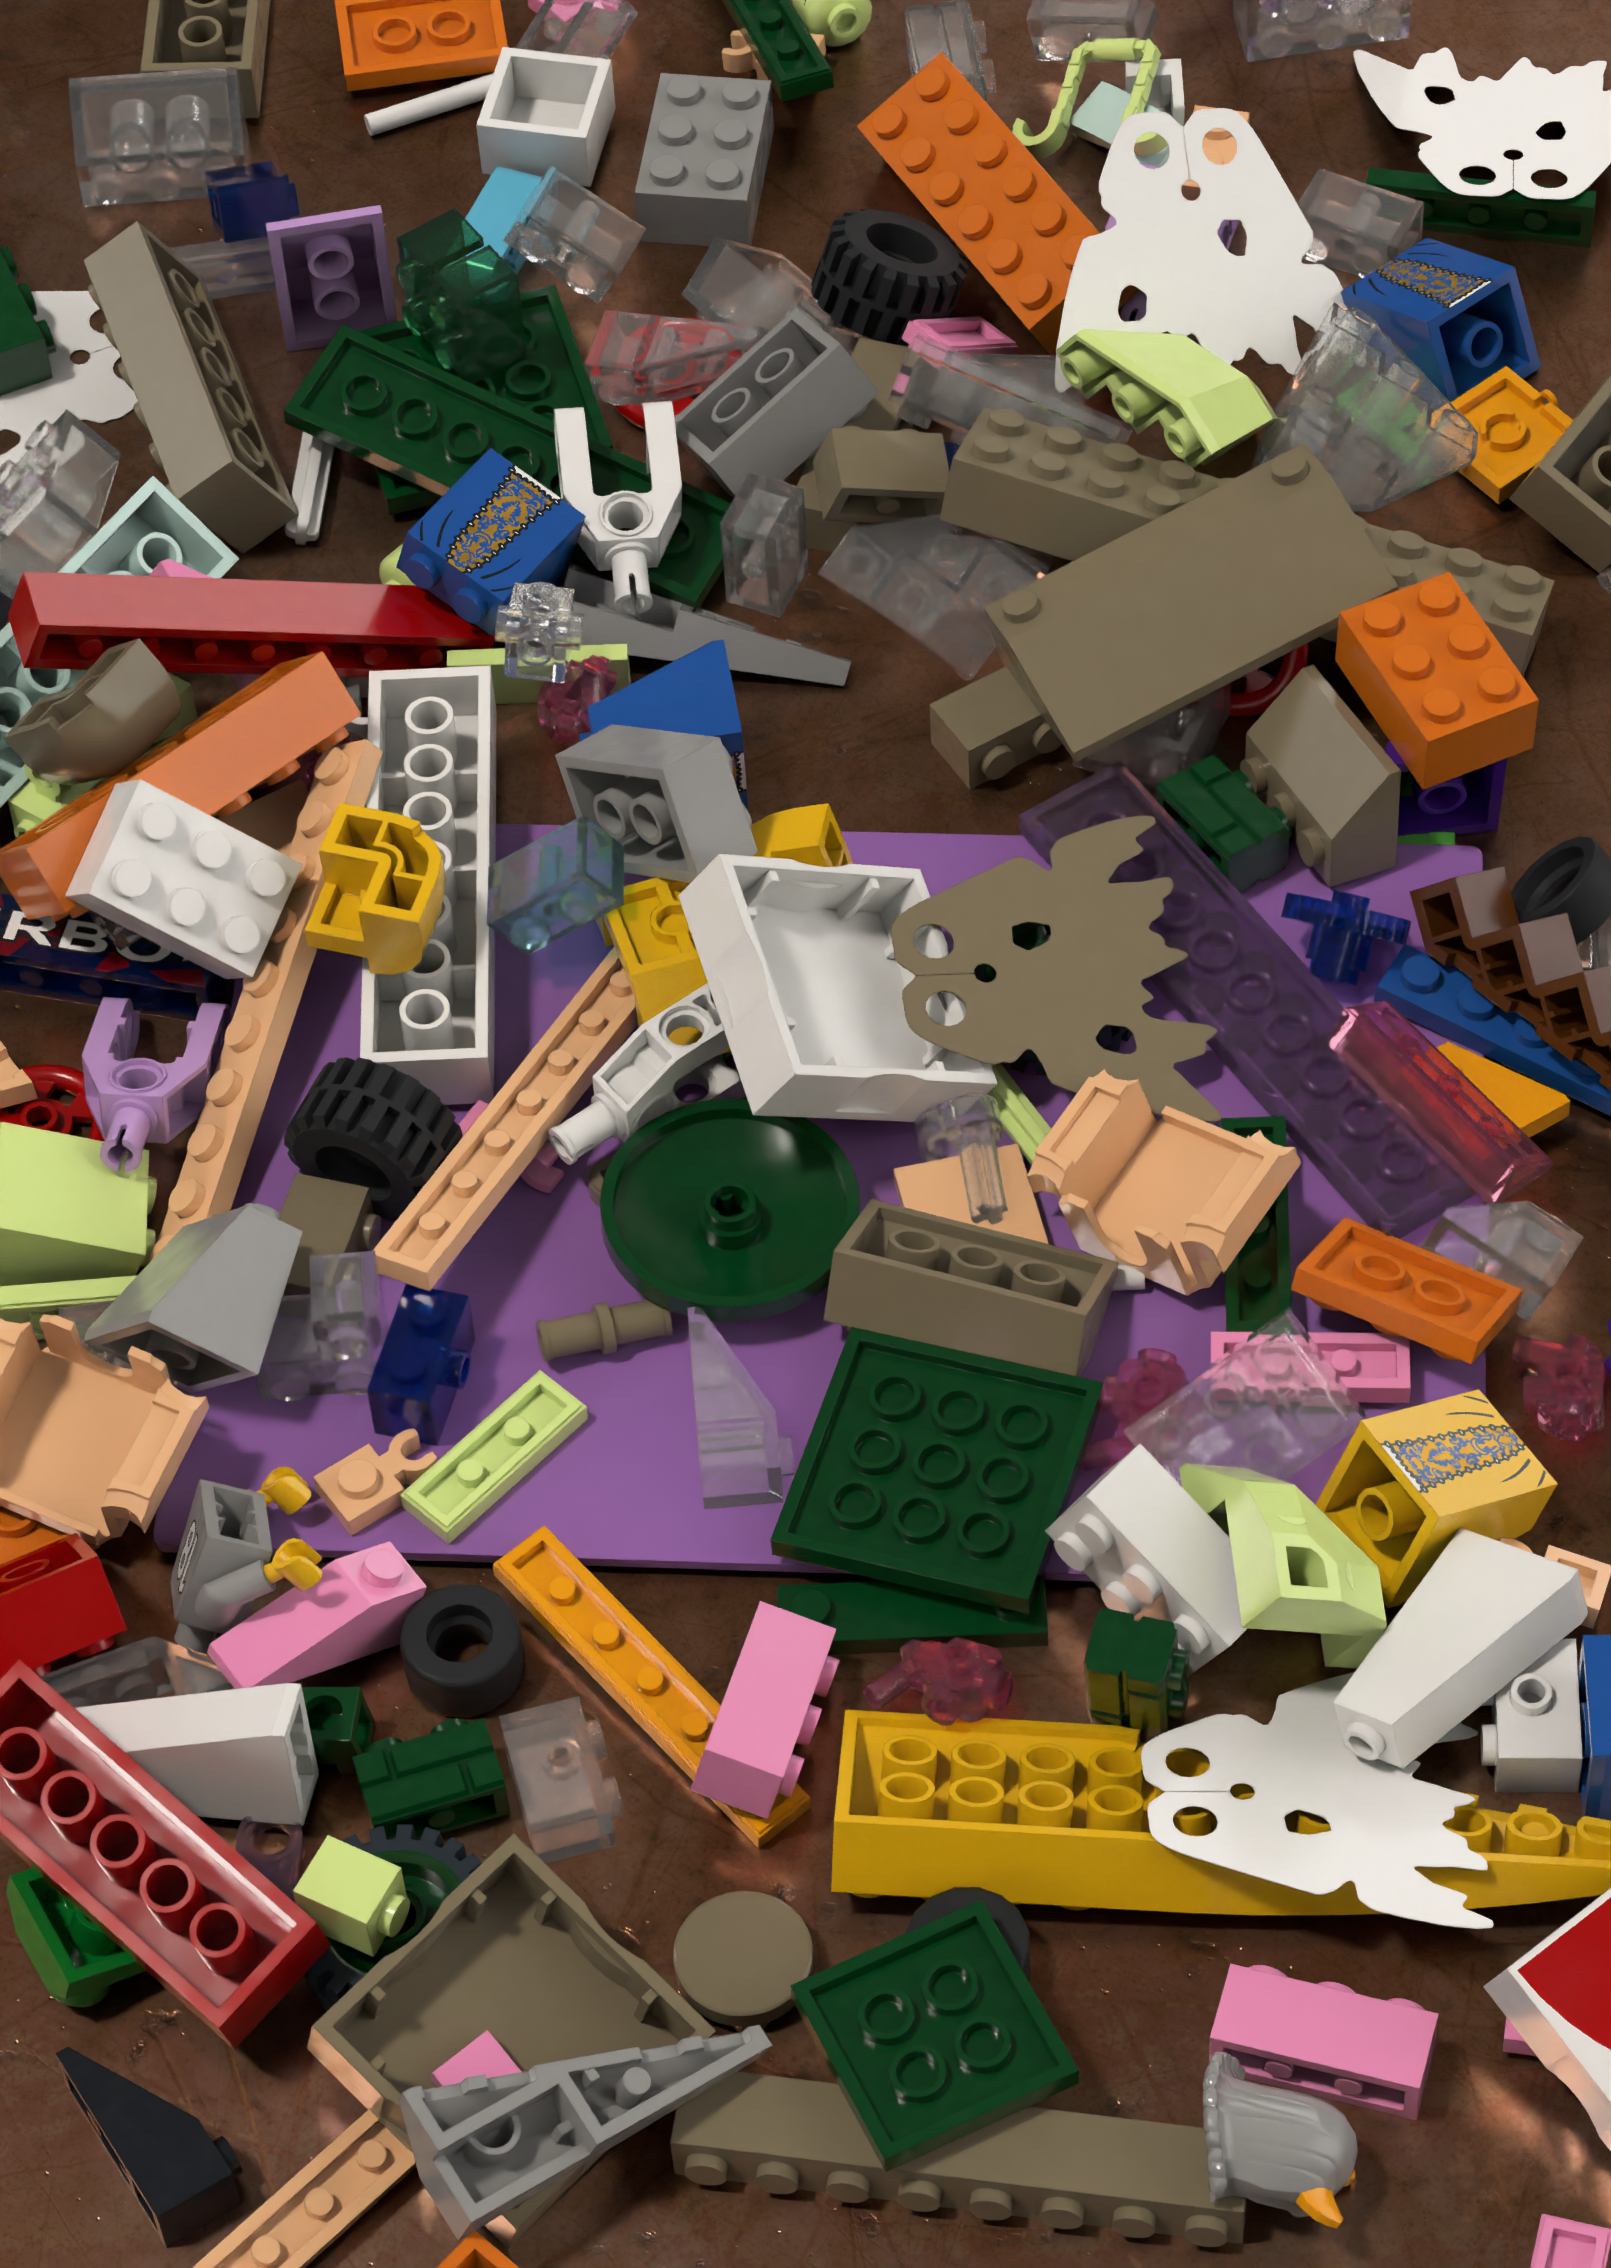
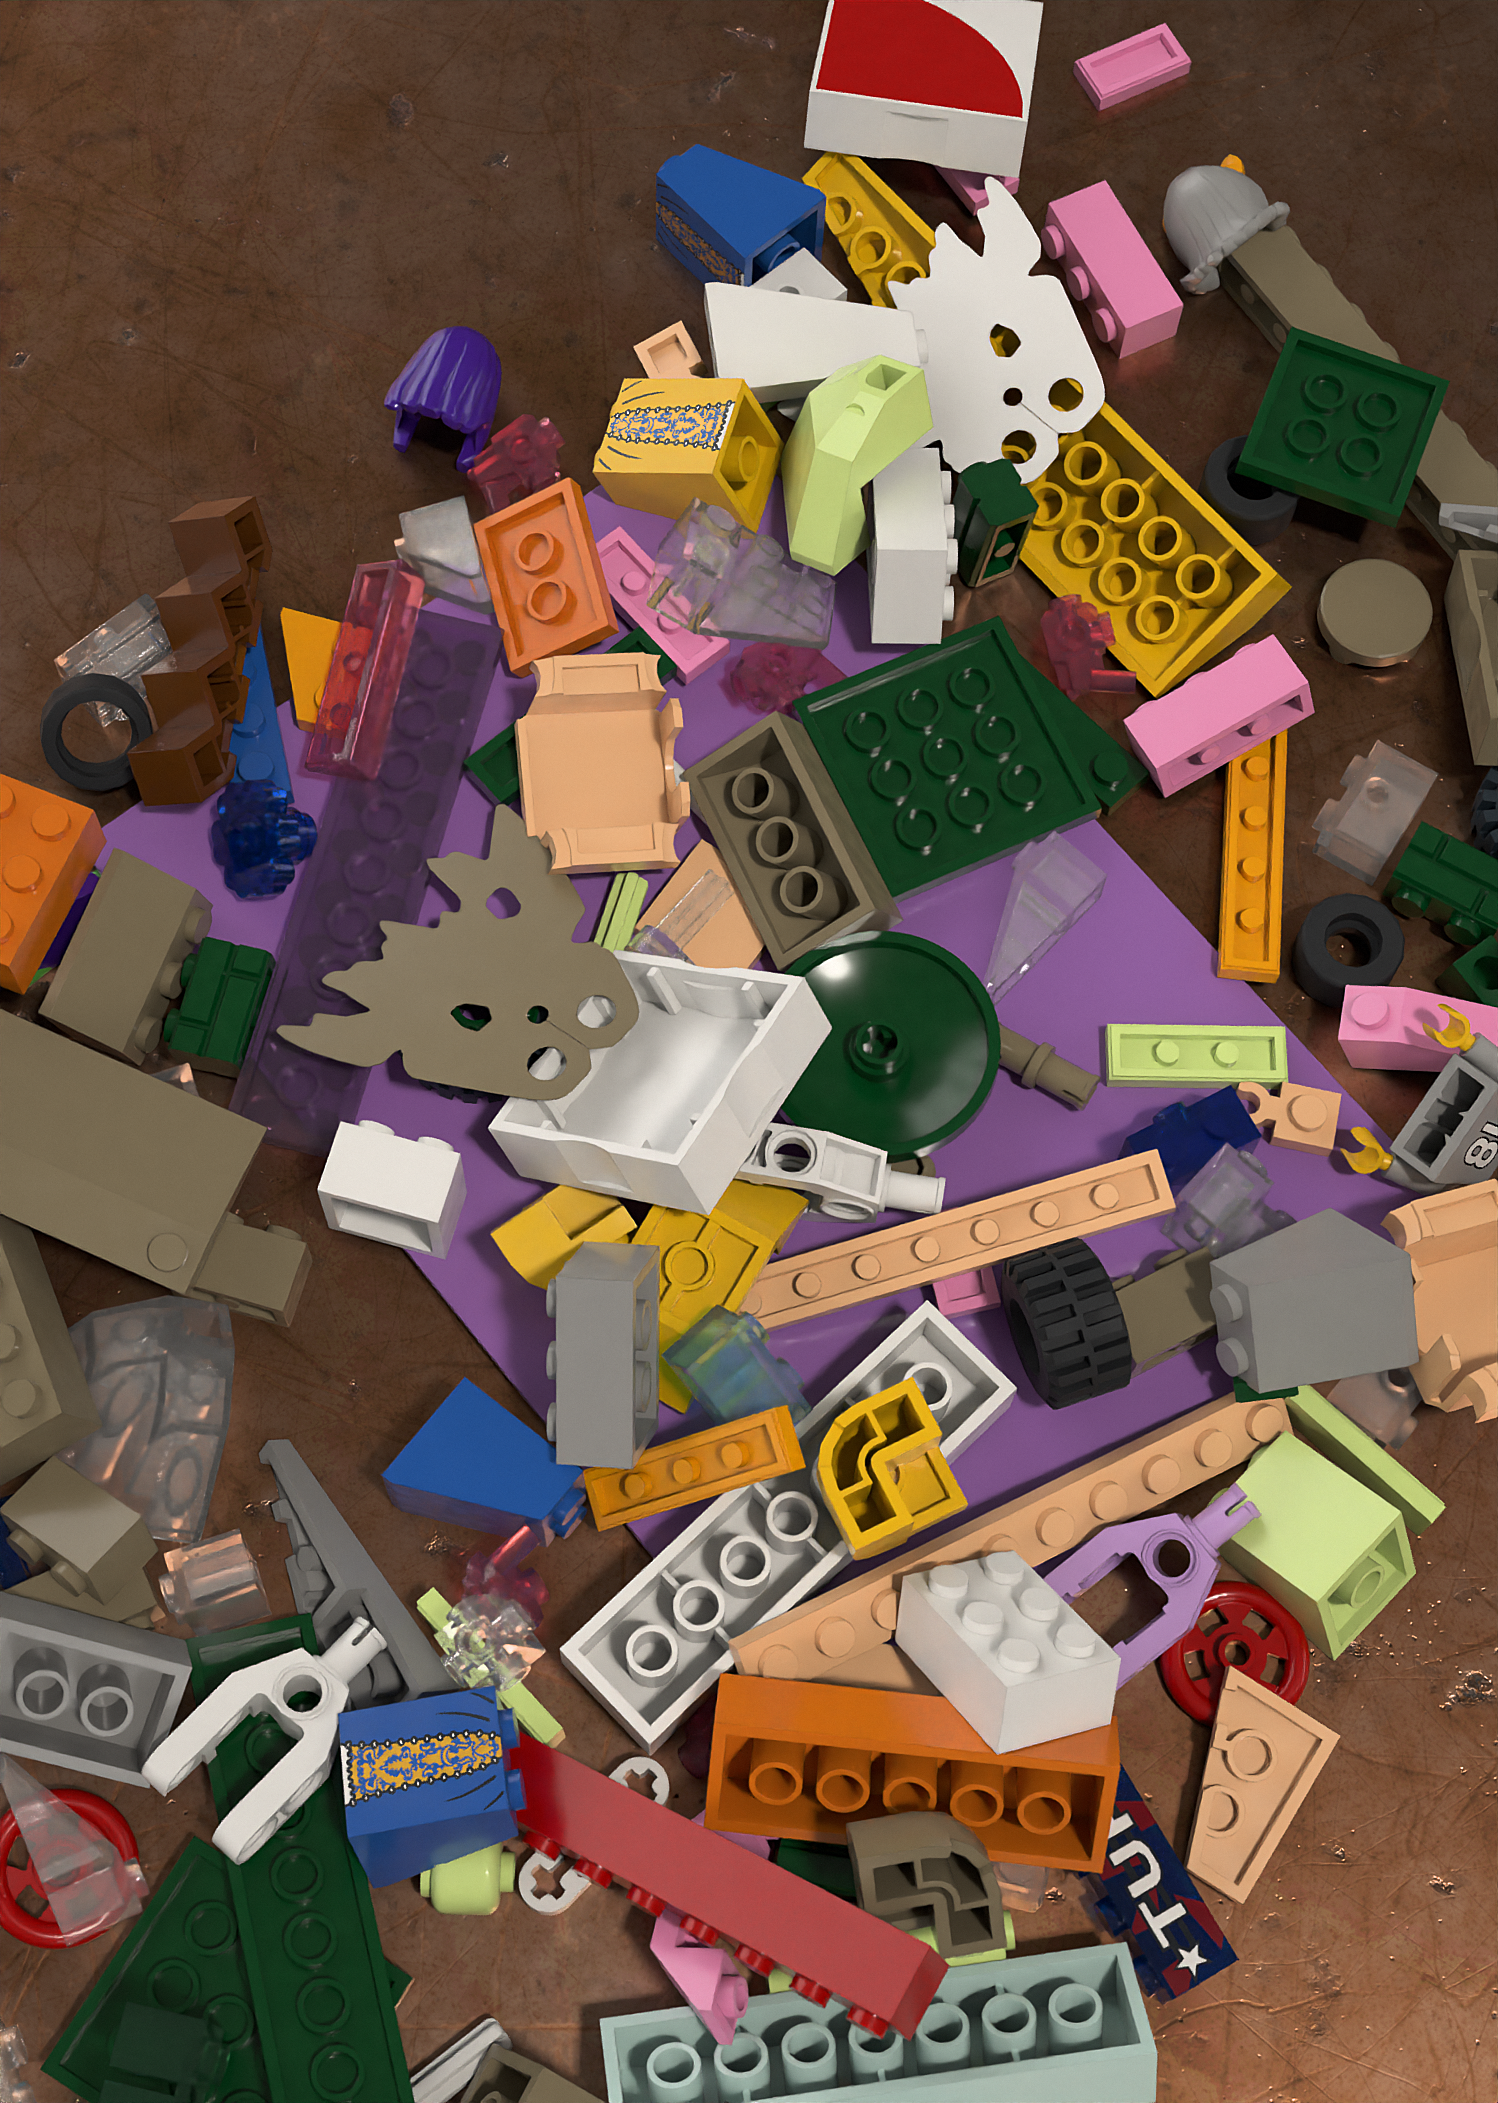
camera: 140 degrees left, 15 degrees up
(505, 824) = (696, 1468): none -> light orange tile
(946, 807) = (393, 1188): none -> white piece

